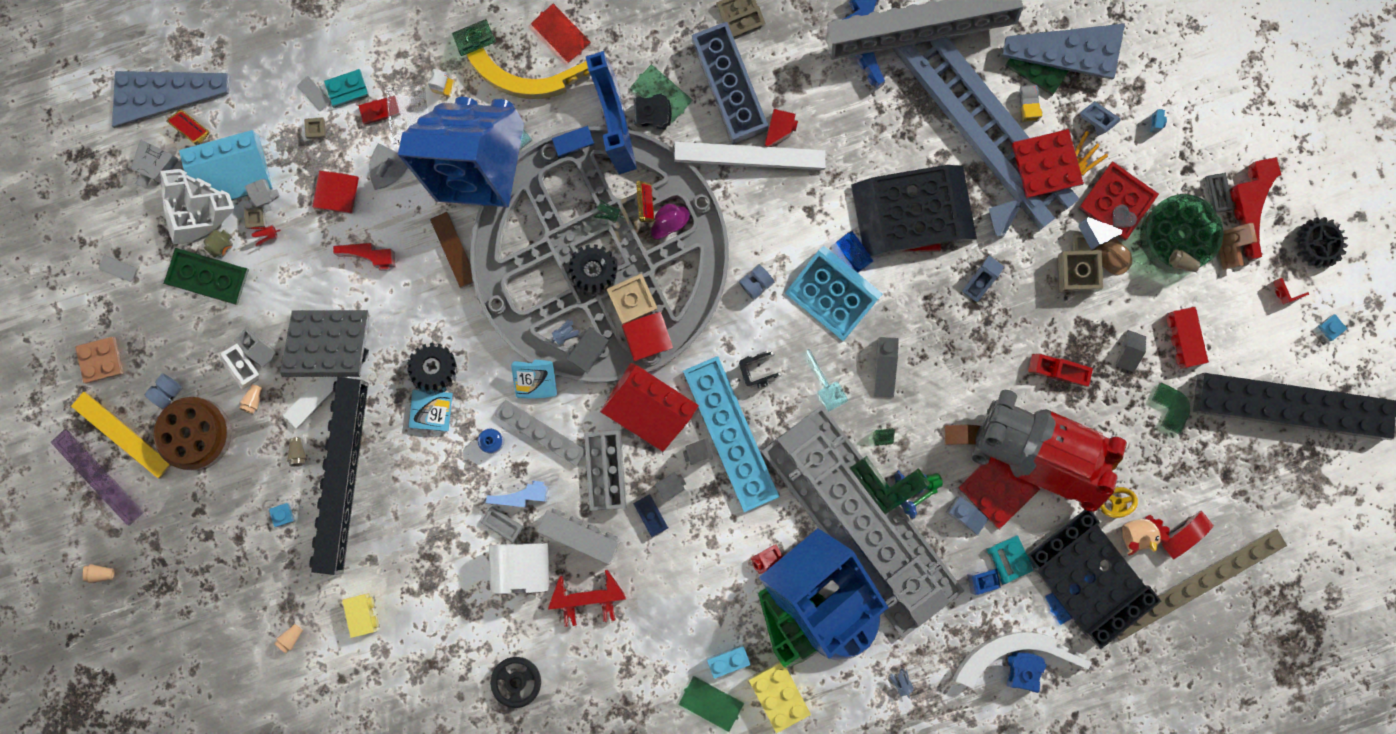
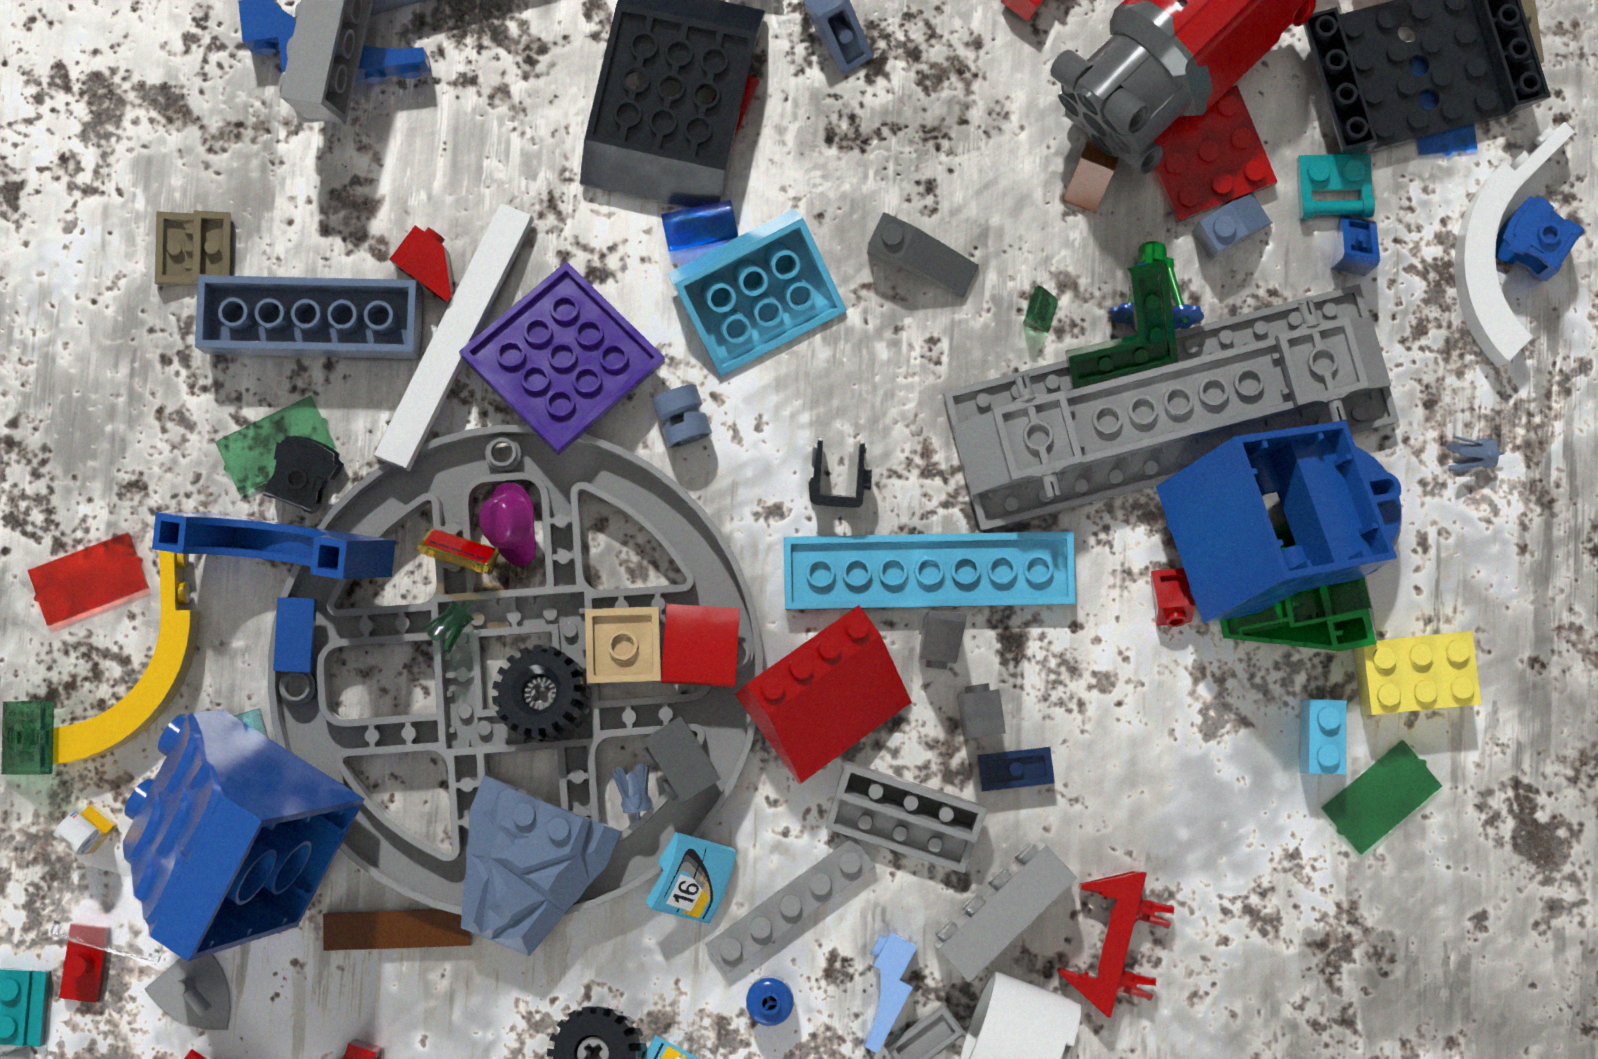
camera: 70 degrees left, 0 degrees up
(508, 297) = (527, 864): none -> sand blue wedge
(760, 212) = (562, 357): none -> dark purple plate
(832, 394) = (931, 367): clear light blue piece -> none

